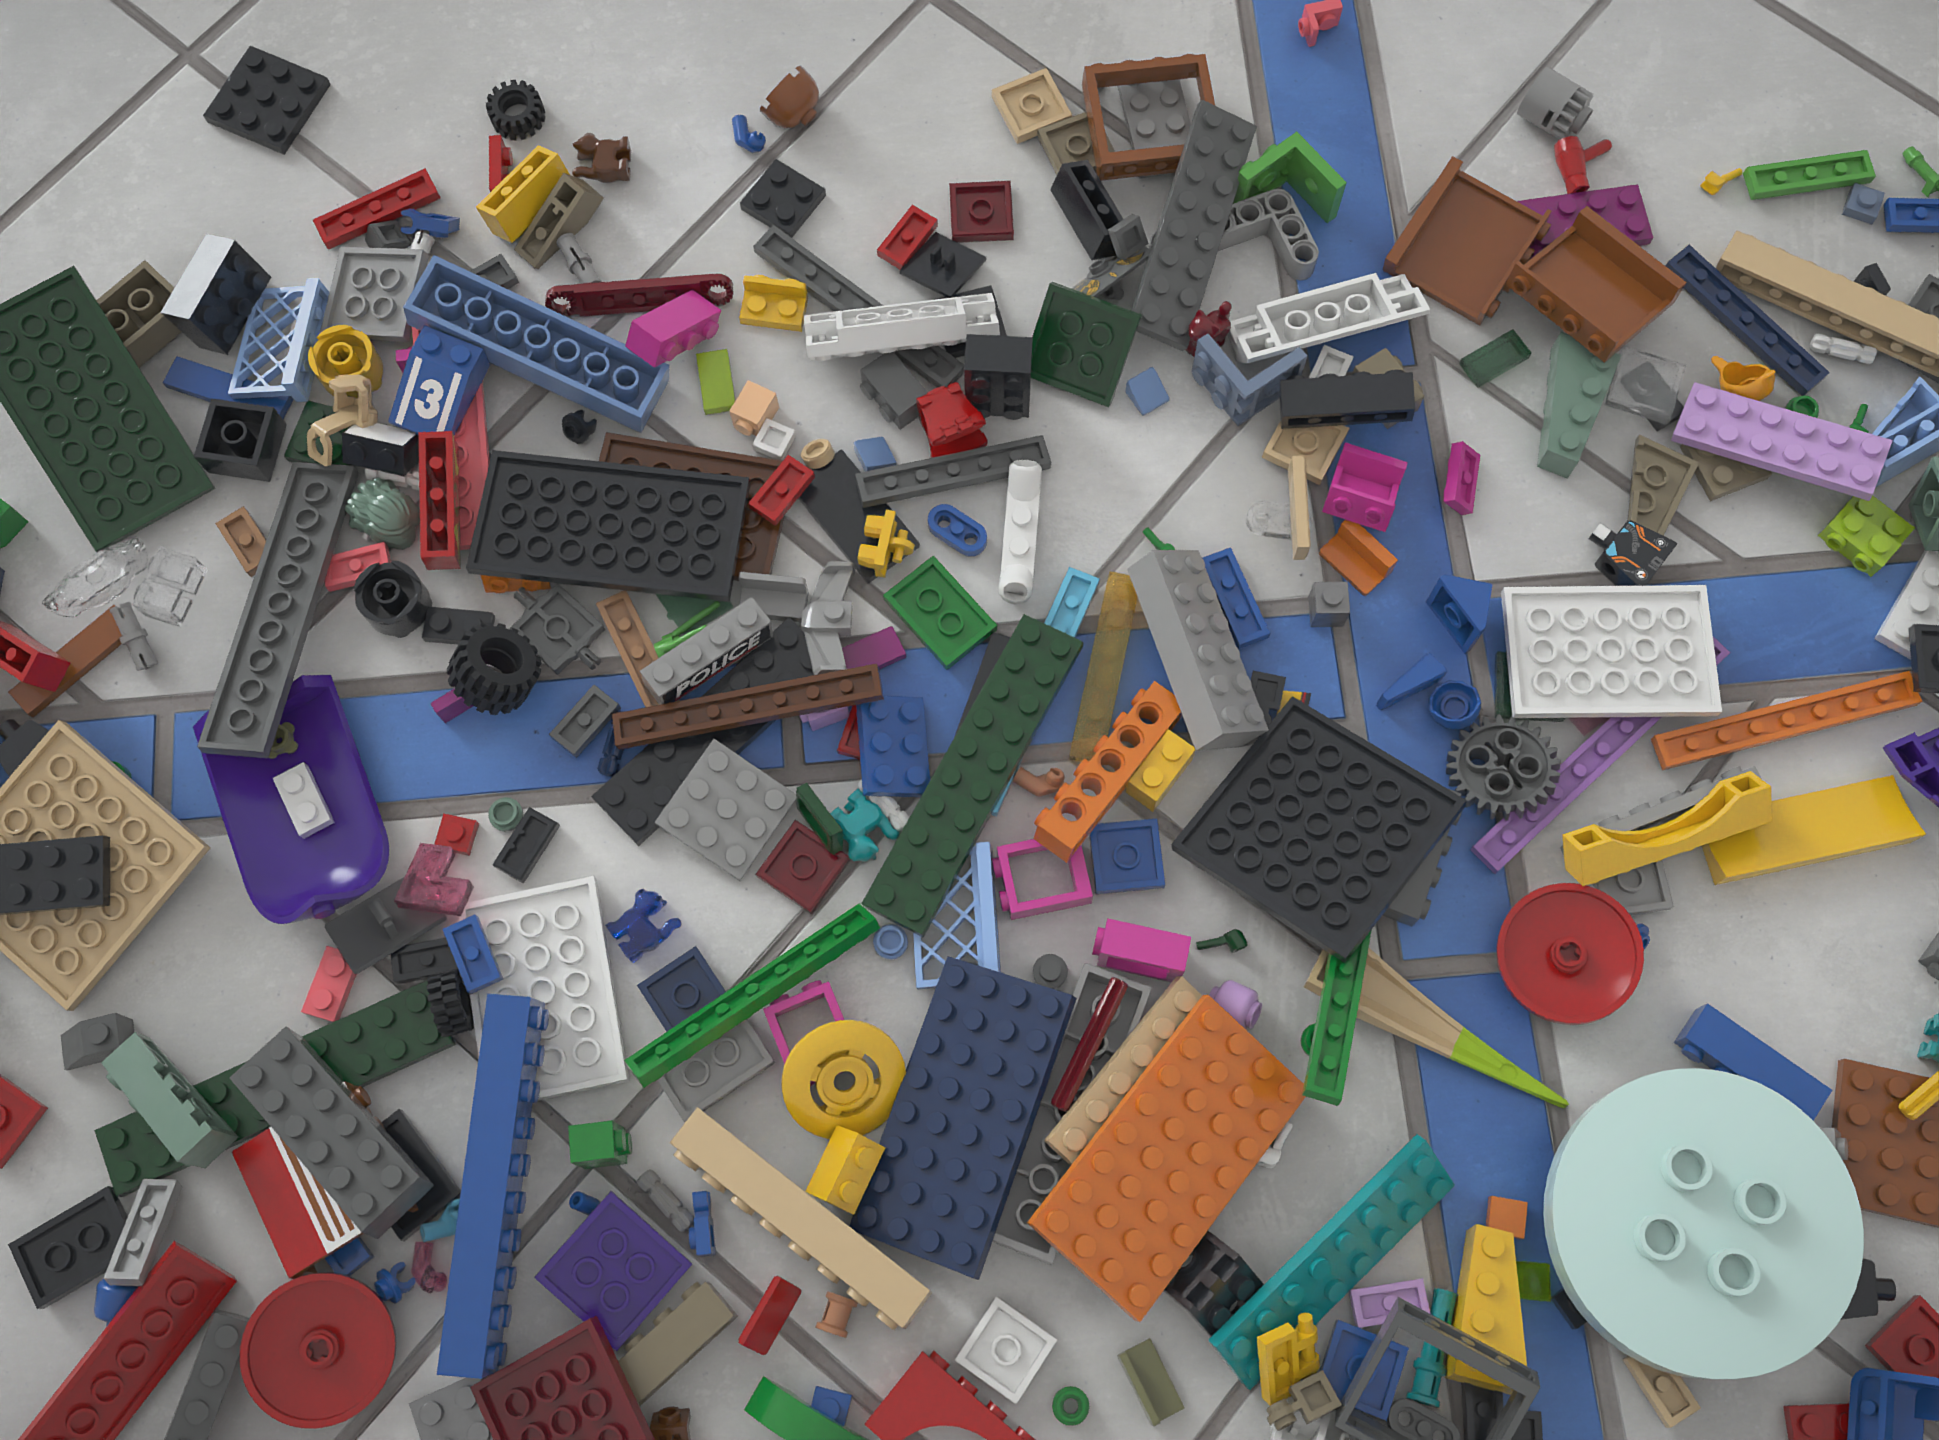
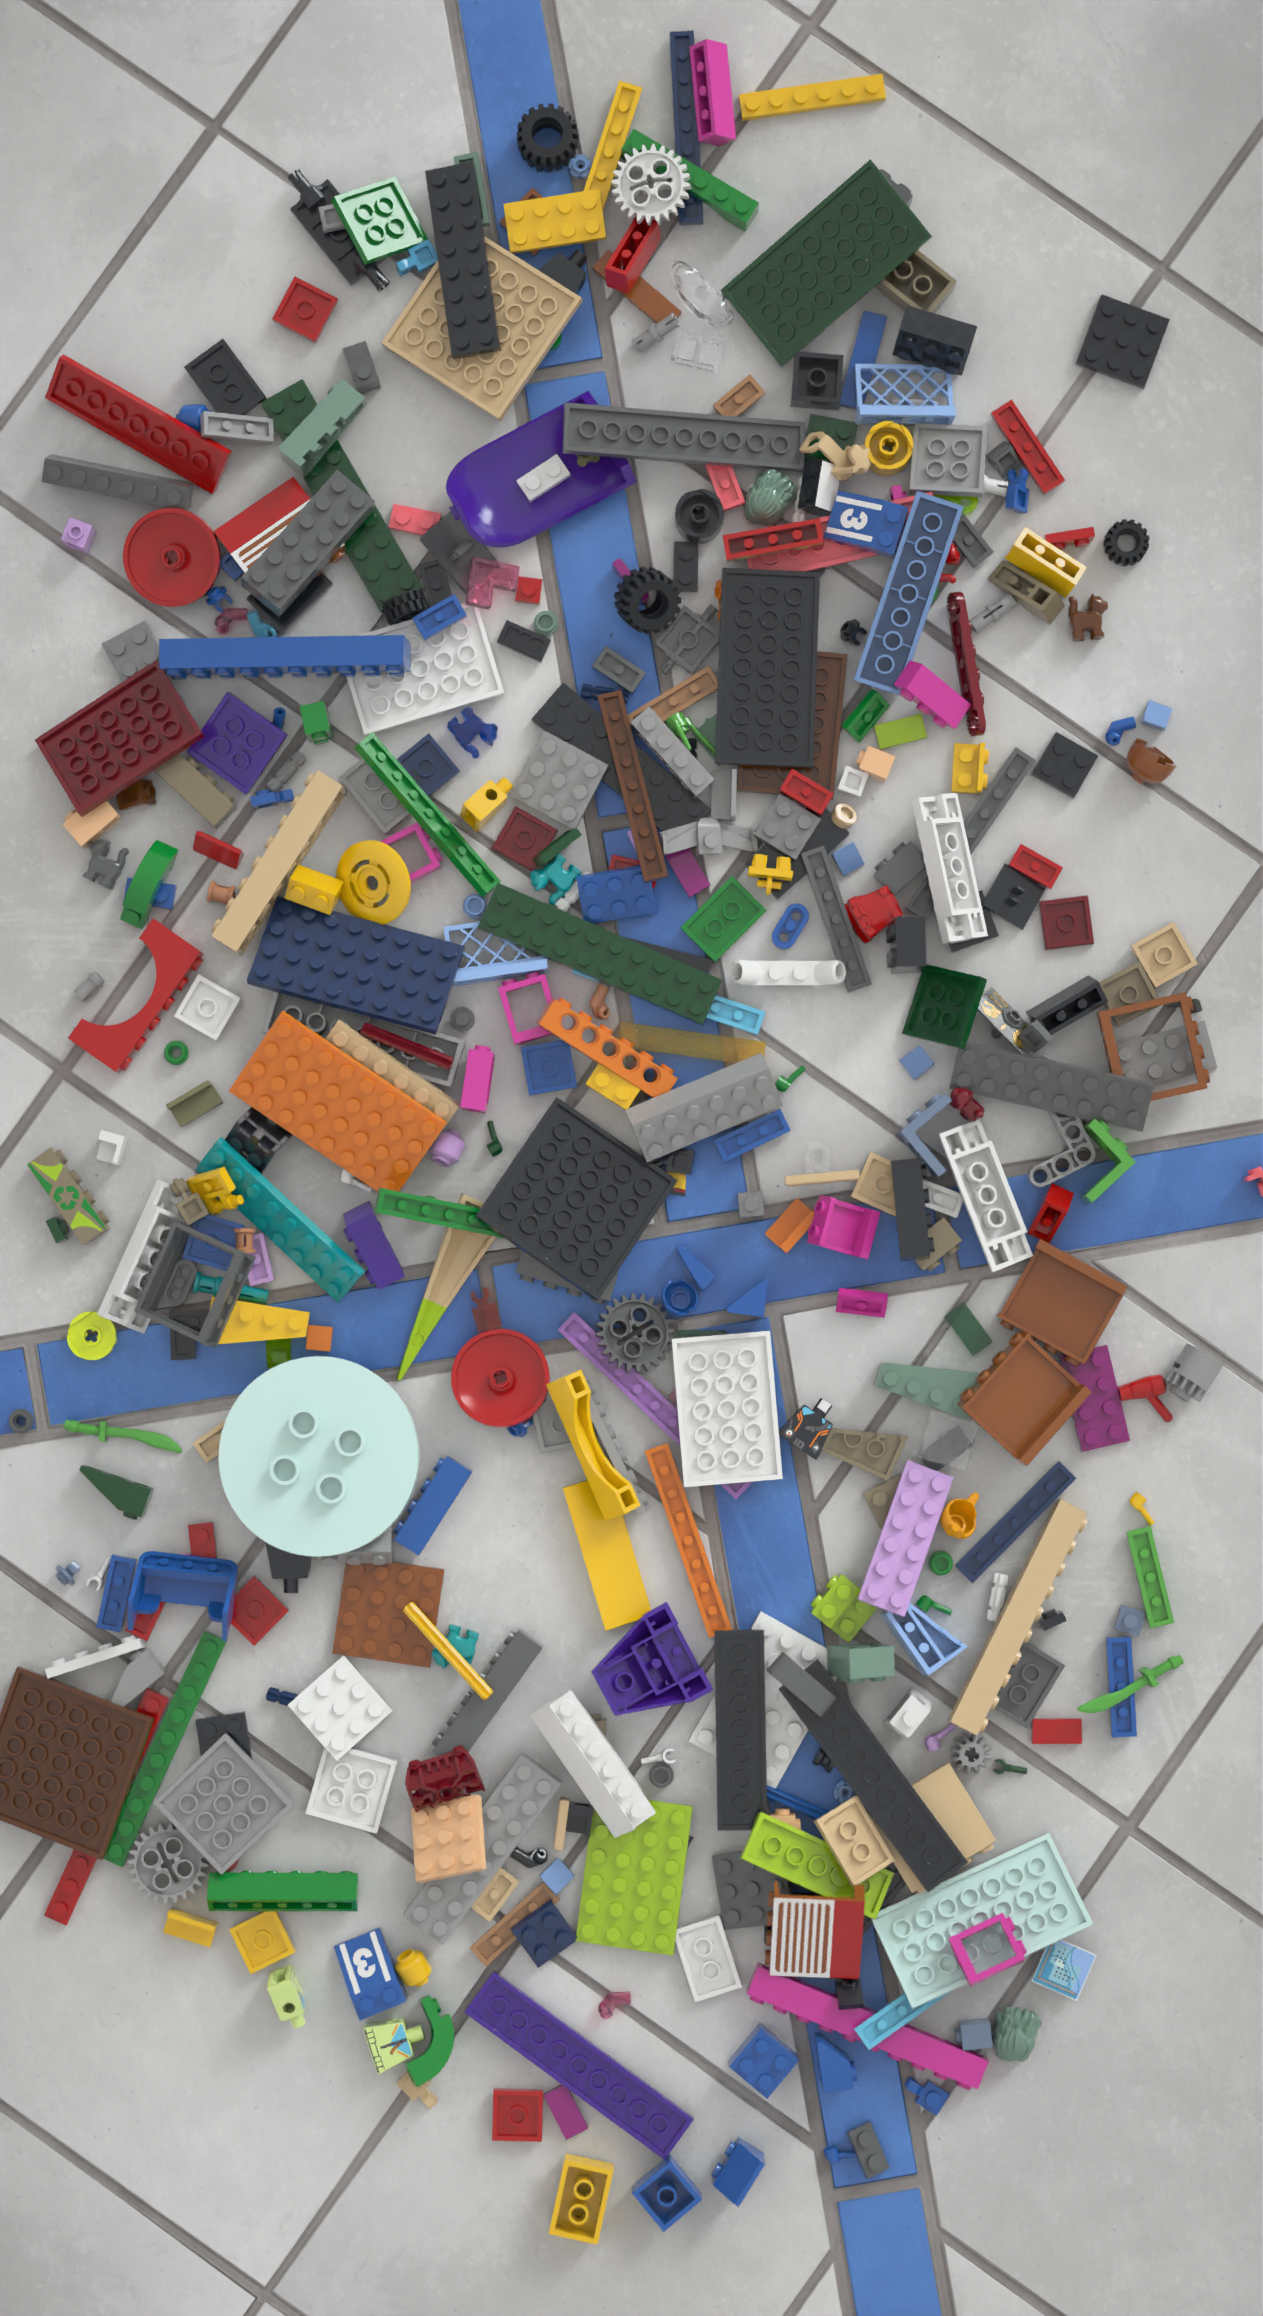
camera: 85 degrees right, 15 degrees up
(689, 417) = (865, 715): none -> green plate
(735, 95) = (1156, 716): none -> medium blue slope
(748, 912) = (479, 809): none -> yellow torso
(825, 520) = (787, 827): none -> flat silver plate
(1349, 247) = (1050, 1213): none -> red slope
(1364, 1316) = (248, 1232): none -> nougat bush
(1372, 1124) = (372, 1246): none -> dark purple wedge
(1474, 969) = (486, 1314): none -> clear red plate

